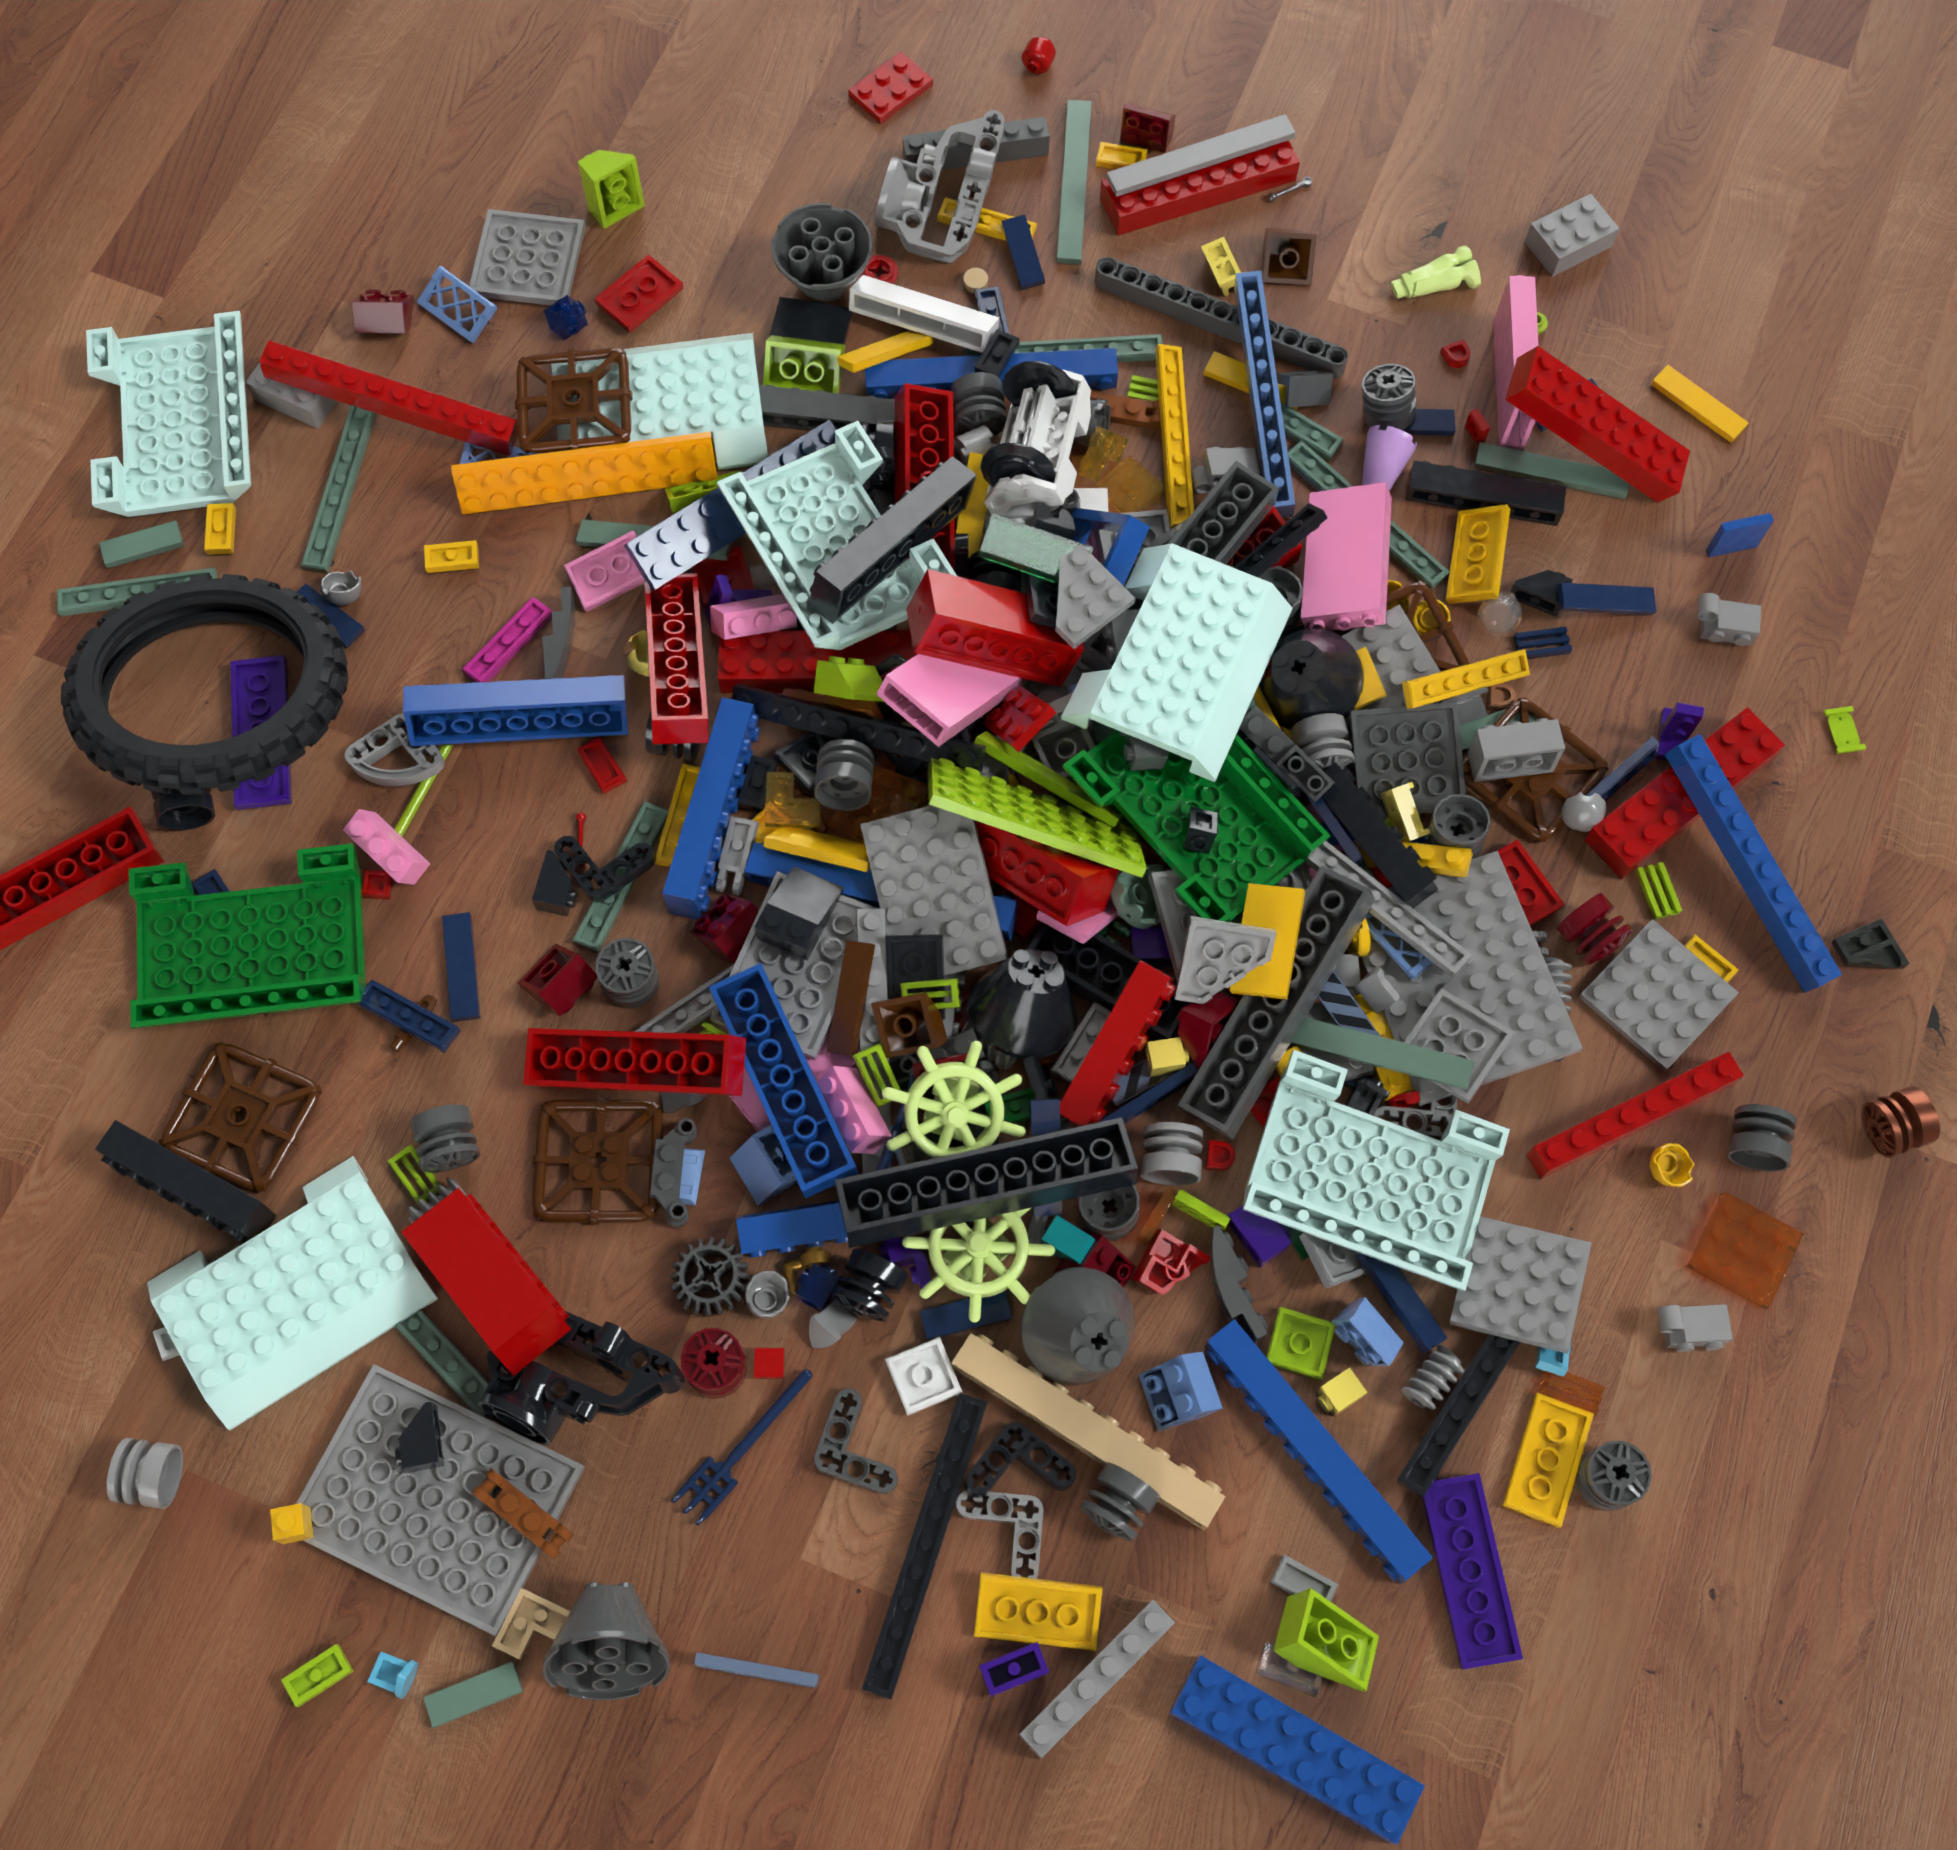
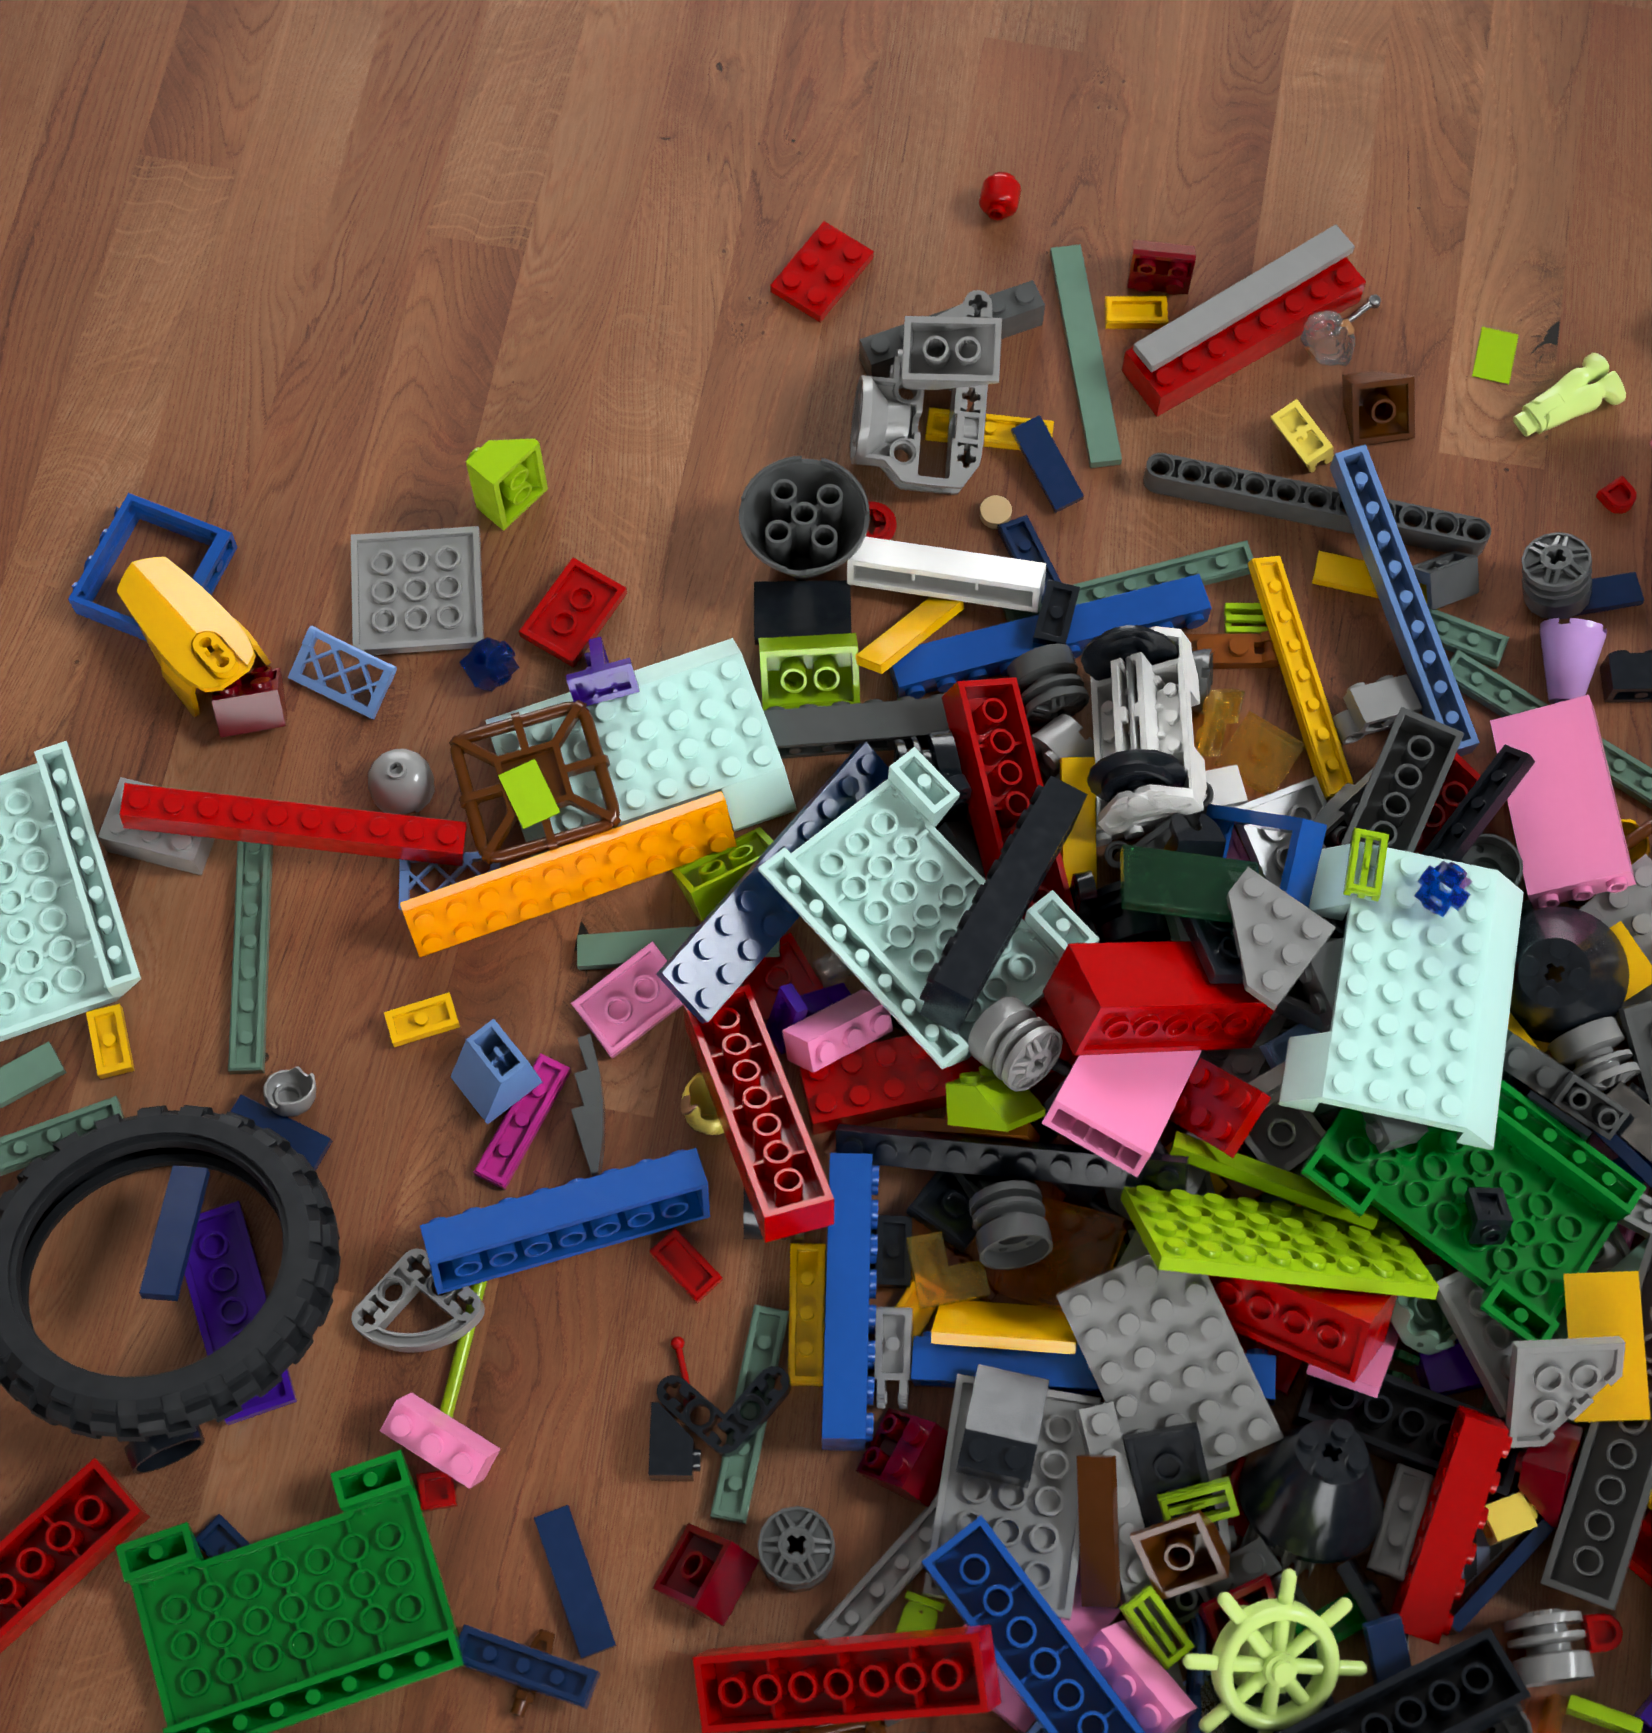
camera: 10 degrees left, 0 degrees up
(223, 657) = (174, 1233): none -> dark blue tile
(342, 243) = (179, 626): none -> yellow piece
(361, 234) = (113, 541): none -> blue window
(480, 386) = (401, 782): none -> light grey cylinder
(493, 600) = (493, 1072): none -> medium blue slope
(566, 406) = (529, 793): none -> lime sticker
(644, 338) = (602, 679): none -> dark purple bracket
(875, 640) = (1014, 1043): none -> light grey wheel
(959, 147) = (951, 352): none -> light grey slope
(1163, 574) = (1362, 889): none -> lime tile
(1221, 582) = (1435, 896): none -> clear blue brick
(1261, 199) = (1329, 338): none -> clear hair
(1390, 237) = (1495, 355): none -> lime sticker

